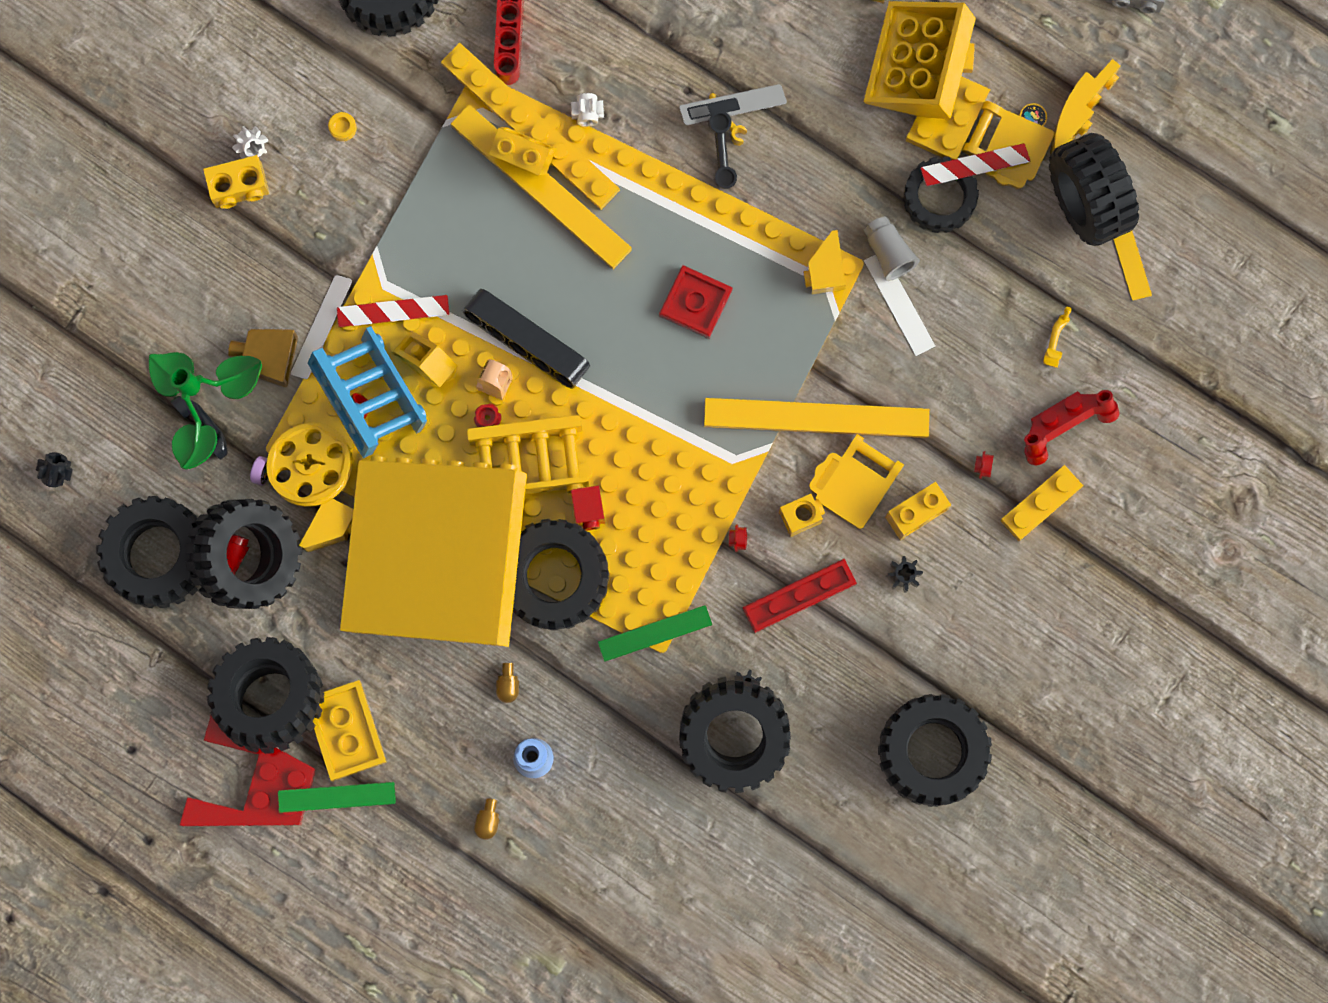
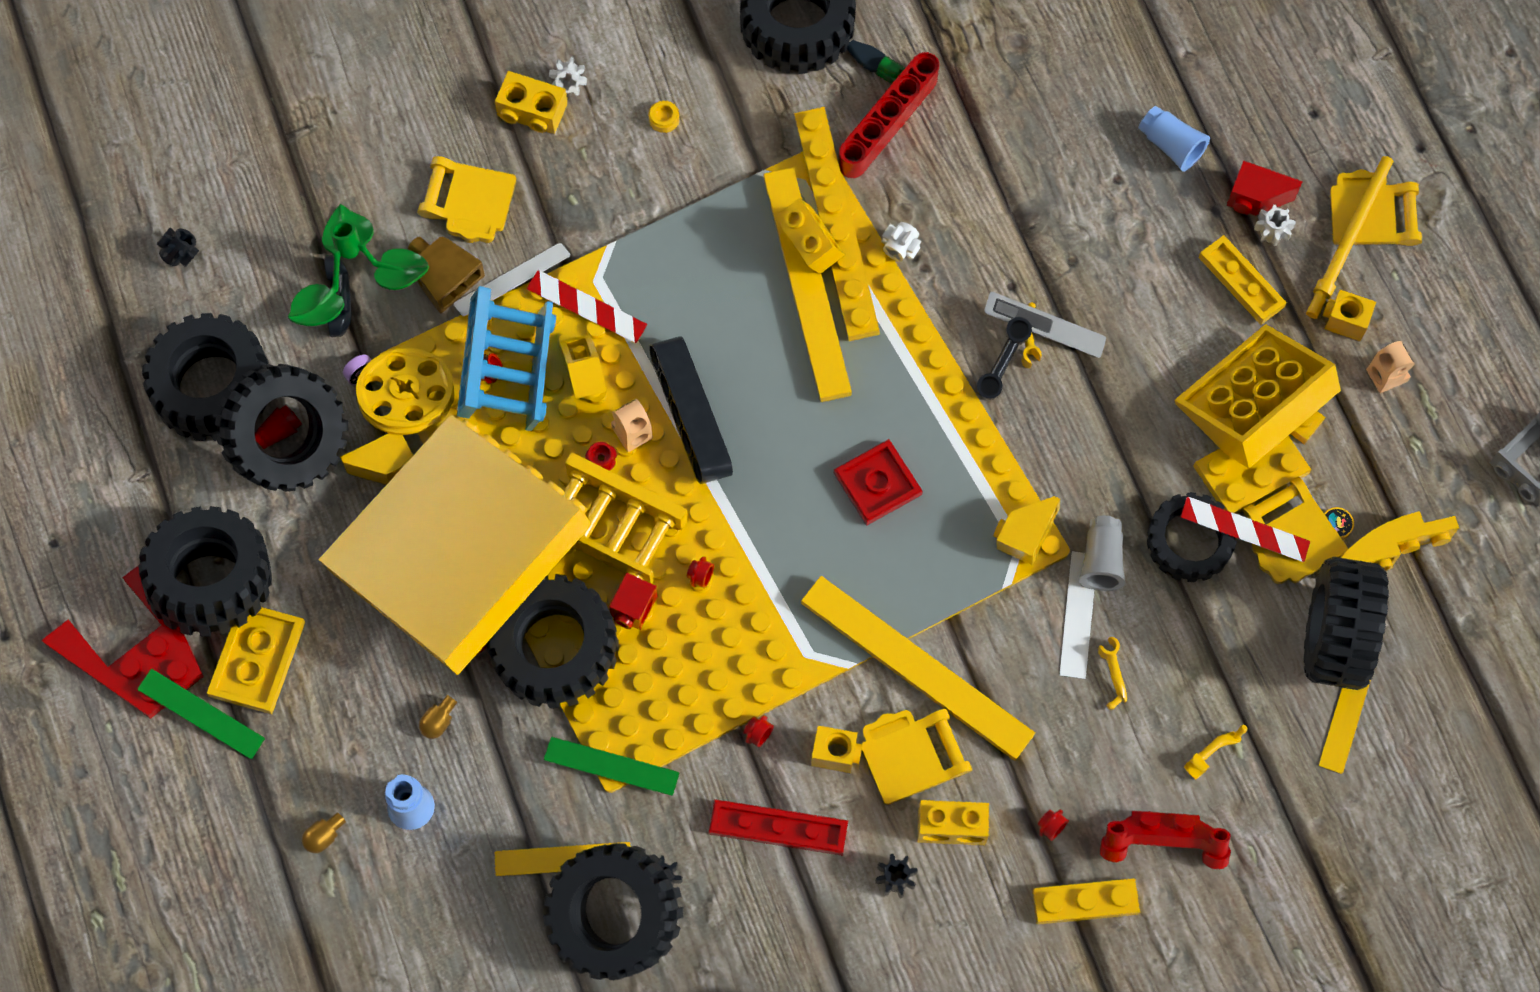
camera: 35 degrees right, 10 degrees down
(249, 284) = (475, 201): none -> yellow piece
(619, 453) = (700, 572): none -> red plate
(658, 726) = (537, 859): none -> yellow sticker
(954, 328) = (1115, 672): none -> yellow piece

